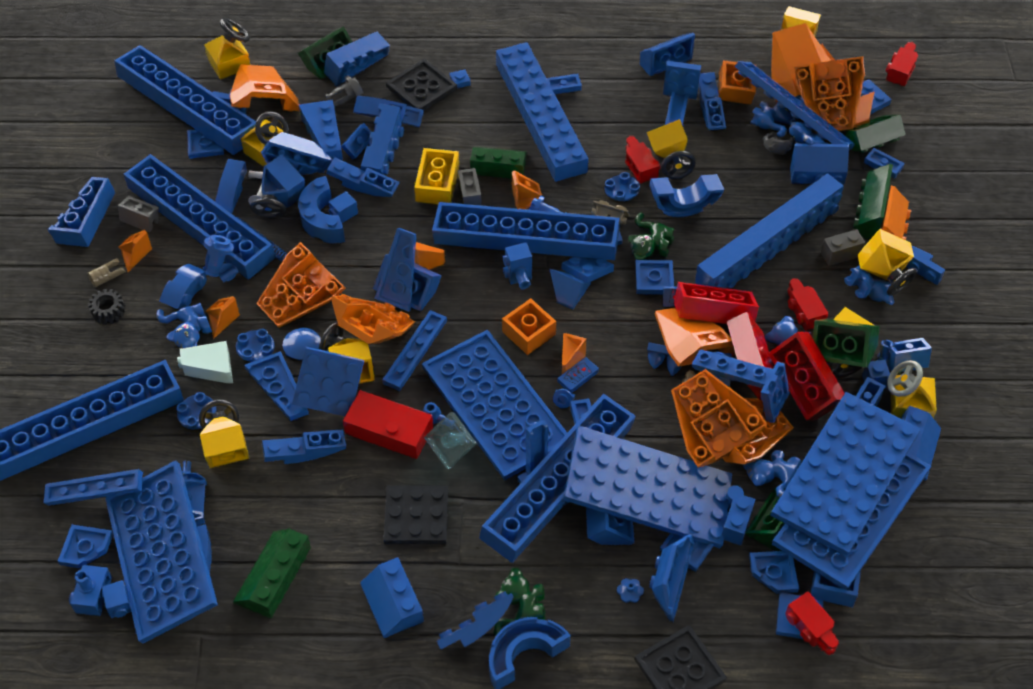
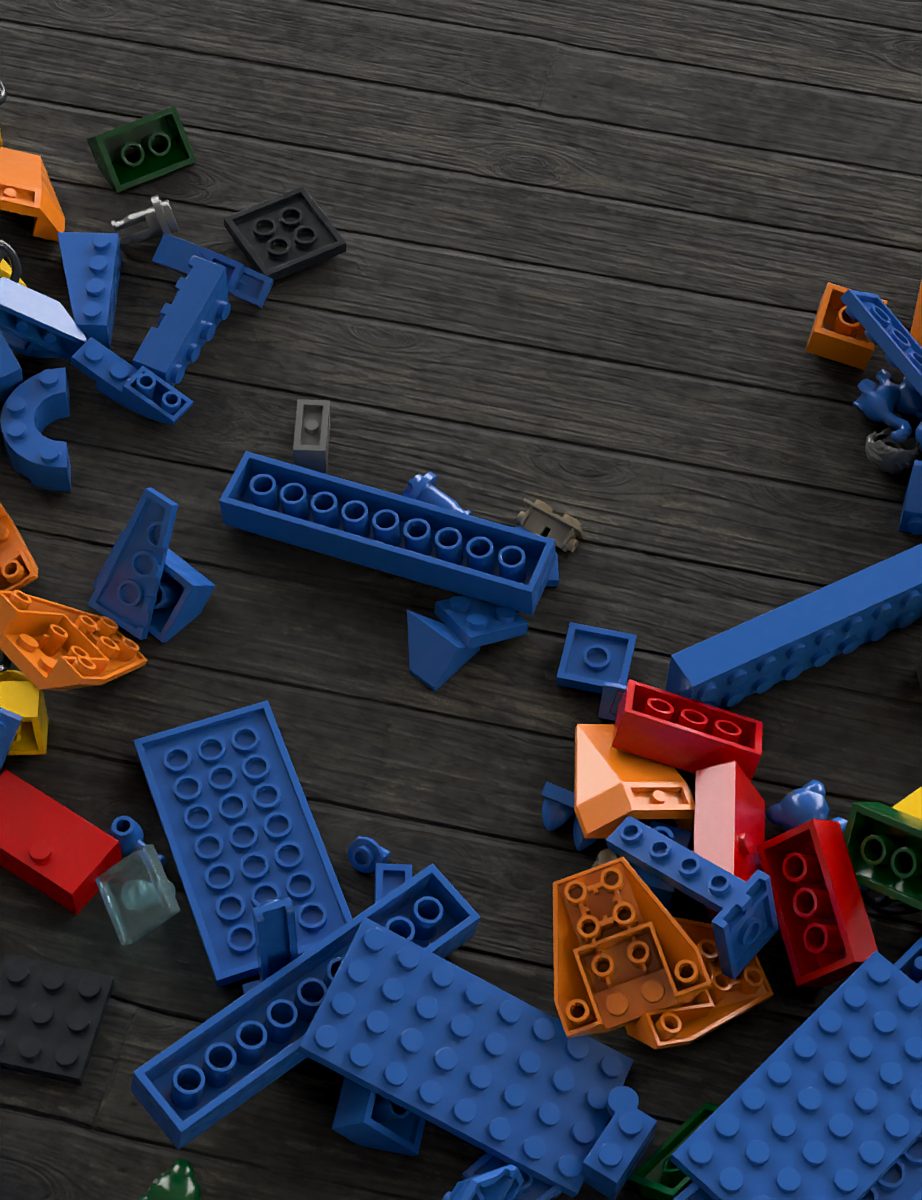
camera: 10 degrees right, 0 degrees up
(343, 206) = (82, 429): blue brick -> none
(355, 57) = (182, 164): blue wedge -> none
(357, 141) = (141, 315): blue plate -> none
(414, 350) = (129, 714): blue plate -> none
(429, 256) = (201, 545): orange slope -> none
(436, 176) = (260, 403): yellow brick -> none
(460, 78) = (357, 233): blue plate -> none
(497, 162) = (378, 396): dark green slope -> none
(518, 265) = (354, 592): blue brick -> none
(524, 190) = (409, 456): orange slope -> none
(529, 326) = (341, 709): orange brick -> none
(542, 112) = (481, 320): blue brick -> none
(565, 83) = (534, 275): blue plate -> none
(573, 351) = (405, 775): orange slope -> none
(578, 375) = (407, 816): blue tile -> none
(622, 187) = (586, 482): blue dish -> none
(641, 161) = (633, 440): red hinge -> none
(645, 244) = (595, 597): dark green animal -> none
(670, 143) = (691, 419): yellow piece -> none
(677, 50) = (736, 253): blue slope -> none
(681, 84) = (744, 312): blue bracket -> none
(687, 200) = (692, 528): blue brick -> none
(710, 102) = (790, 353): blue slope -> none
(764, 471) = (693, 1069): blue animal -> none
(805, 304) = (858, 764): red hinge -> none

